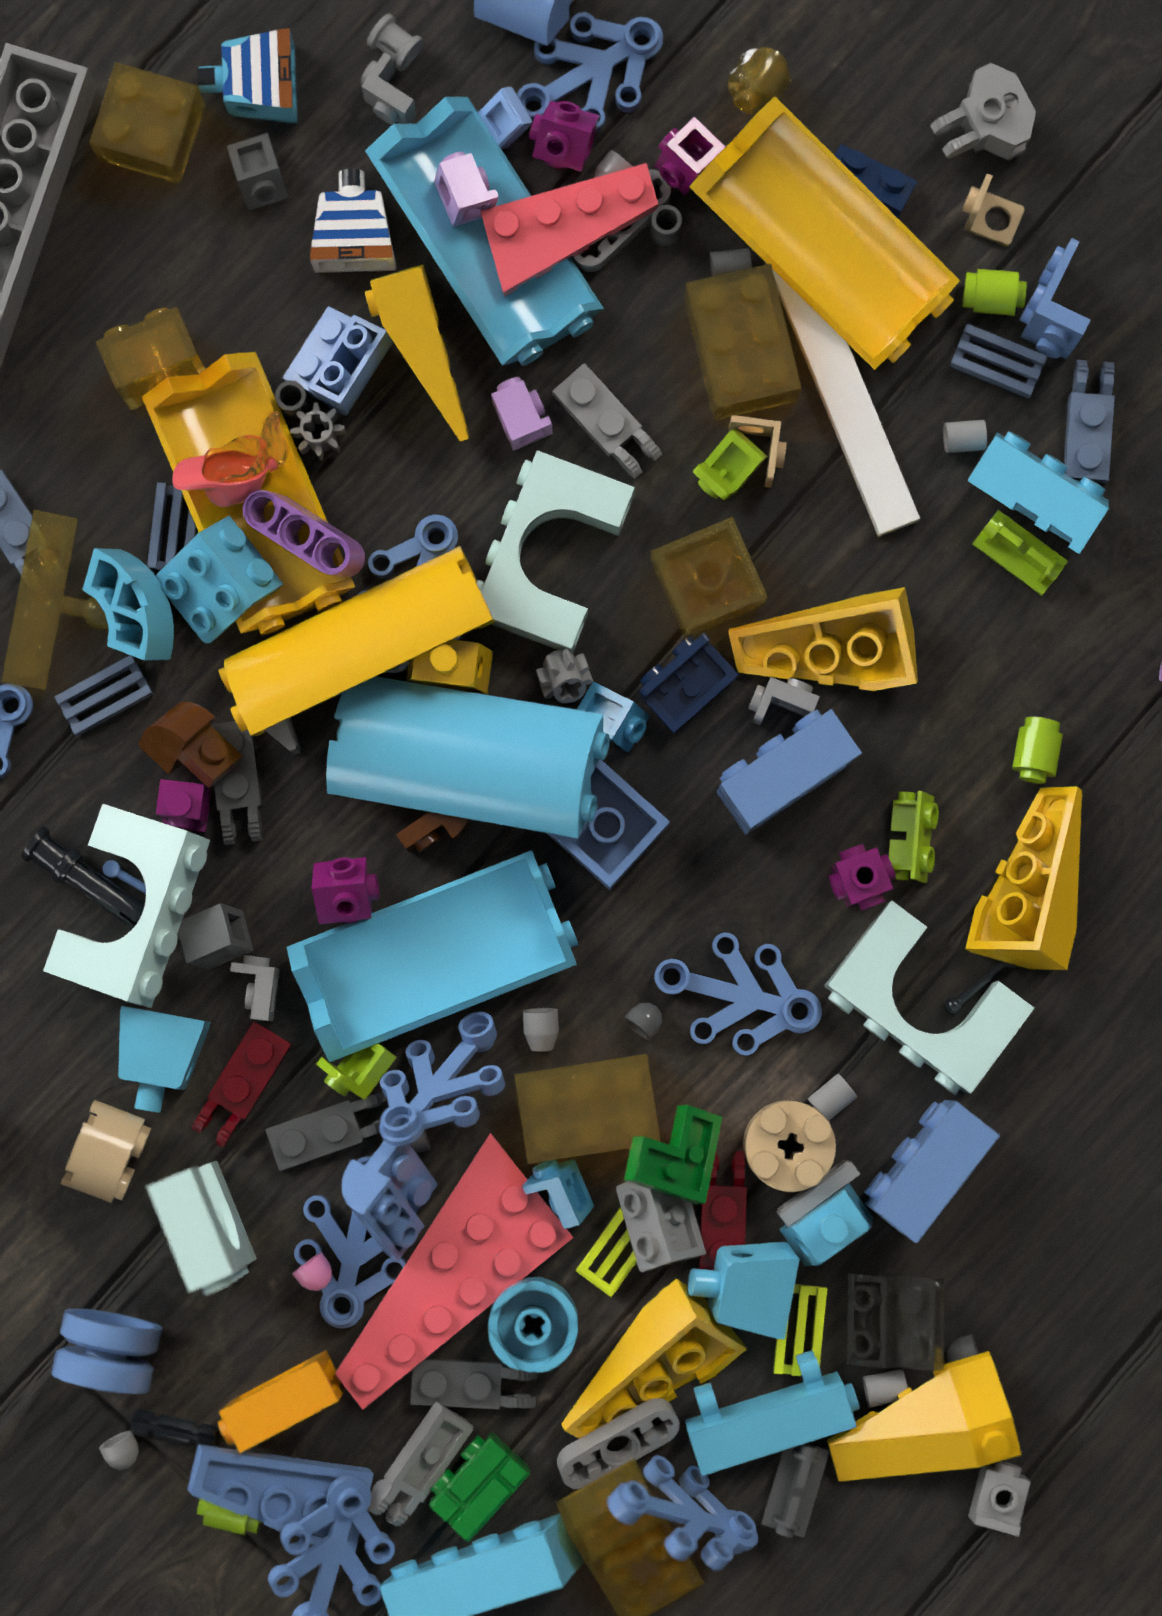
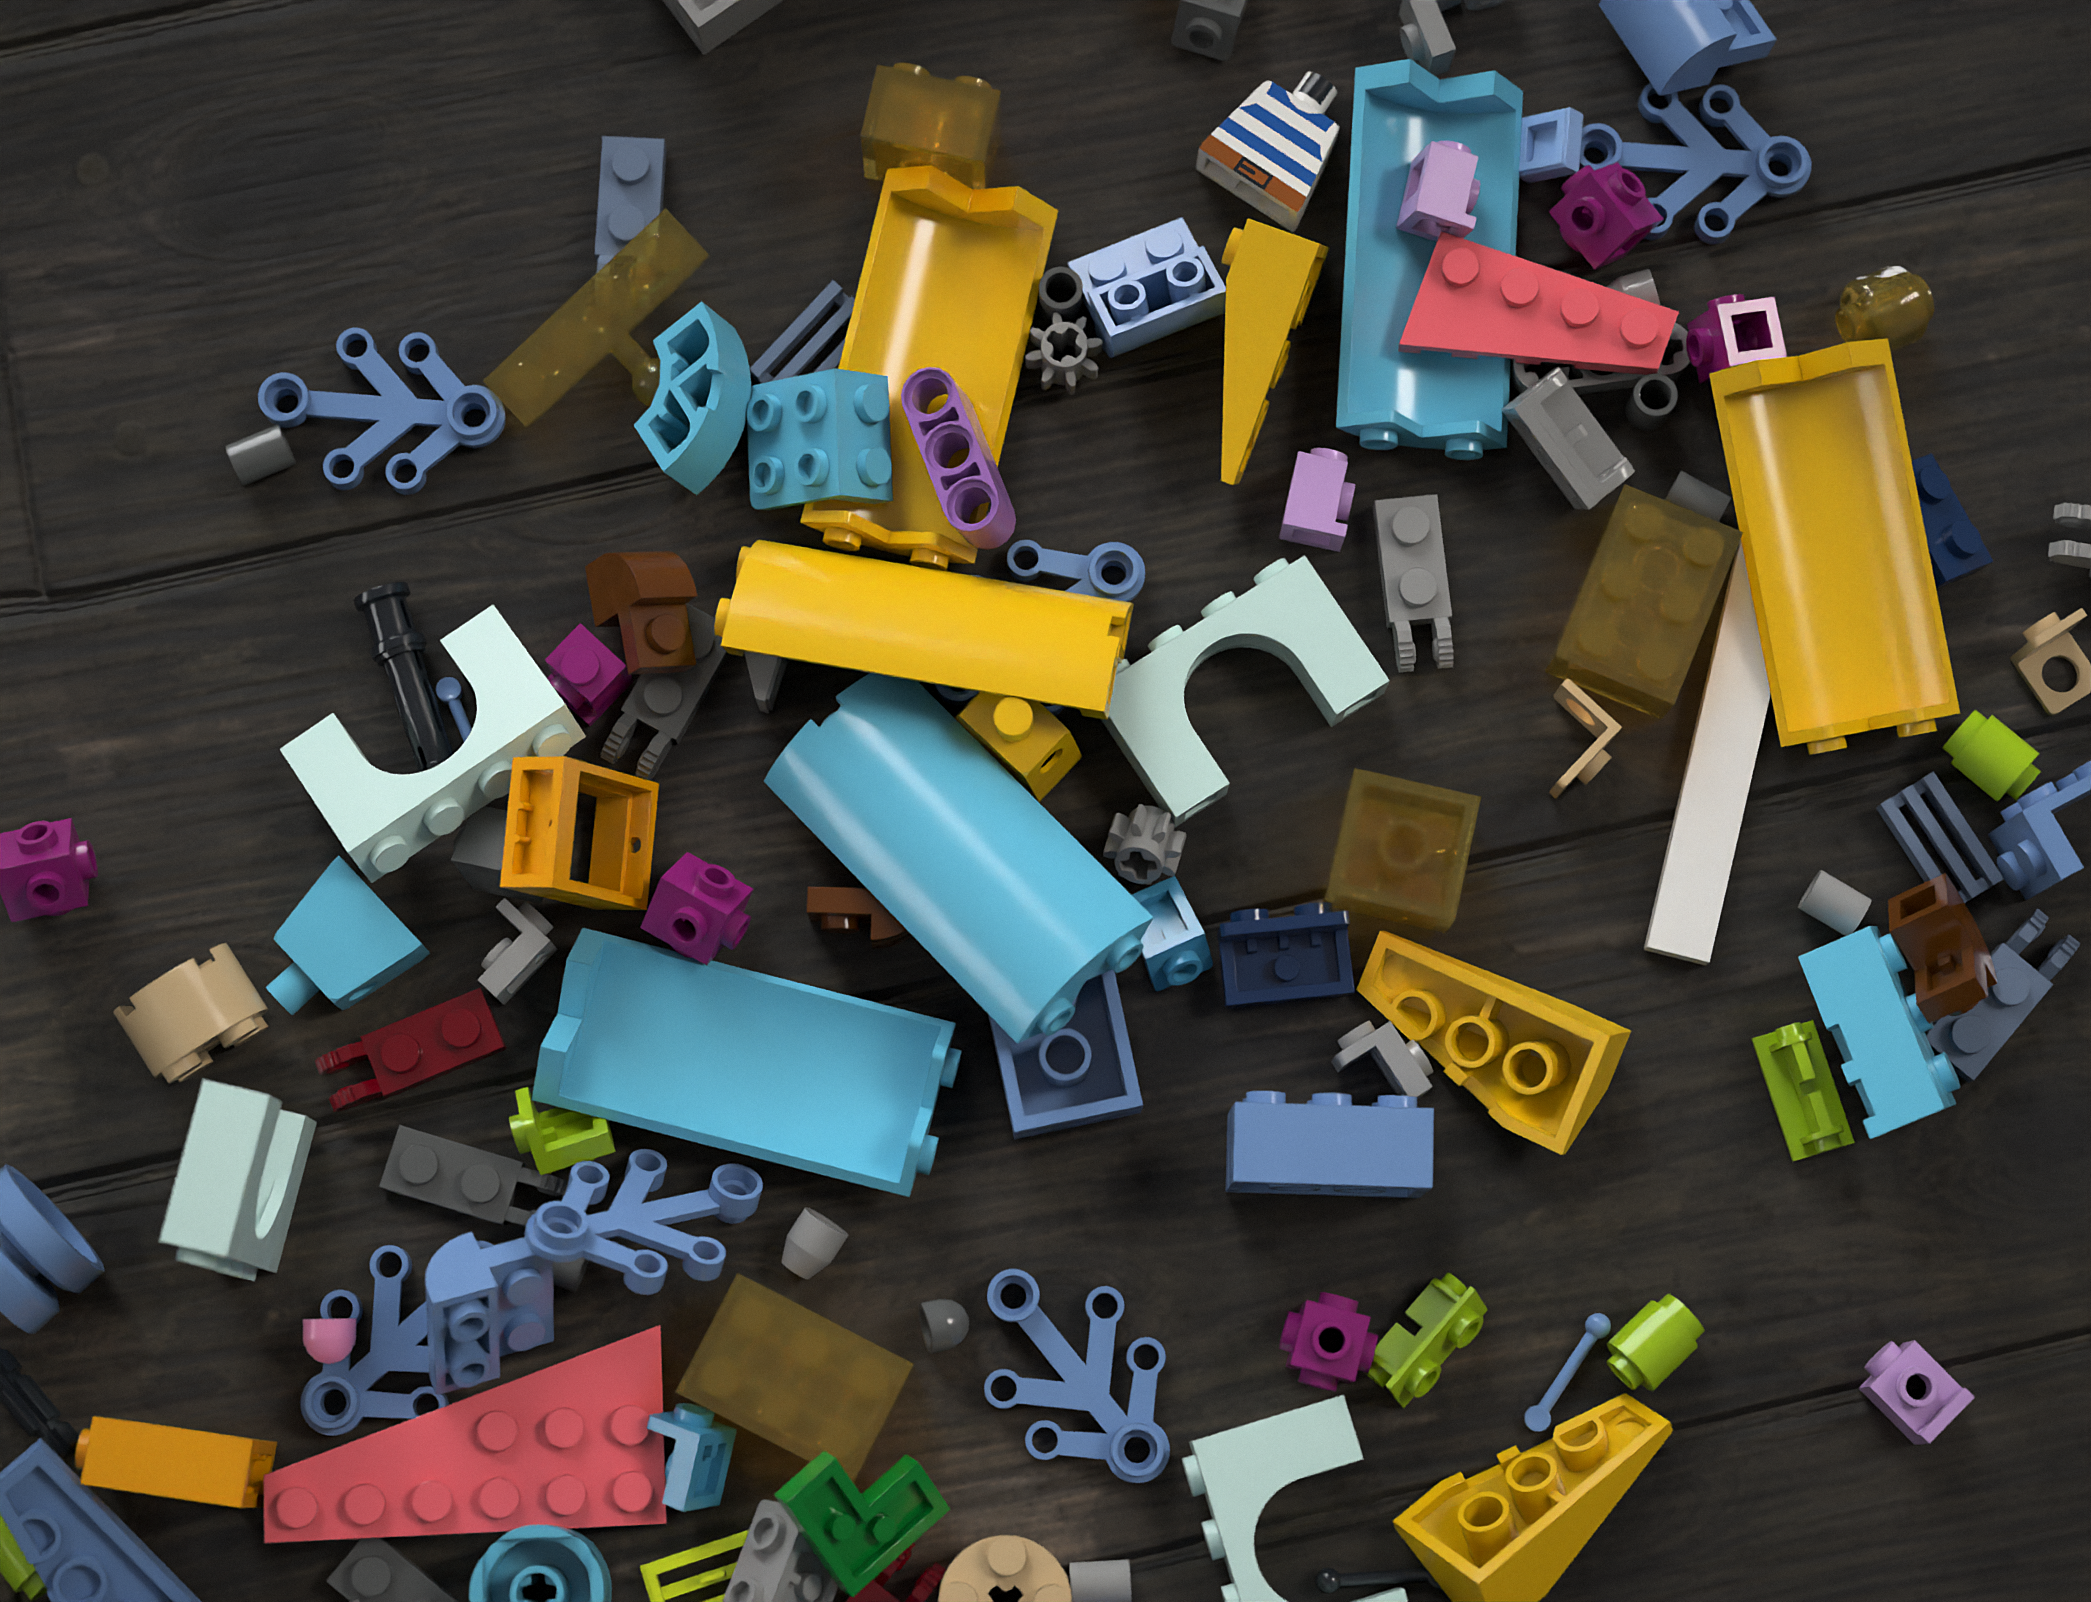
camera: 30 degrees right, 5 degrees down
(71, 712) = (592, 458): sand blue tile -> none
(228, 910) = (543, 826): none -> light orange window
(236, 468) = (936, 327): clear yellow hair -> none
(636, 280) = (1568, 440): none -> light grey hinge
(729, 465) = (1522, 736): lime bracket -> none
(1002, 834) = (1538, 1416): none -> medium blue hinge
(1041, 419) = (1942, 948): none -> reddish brown brick

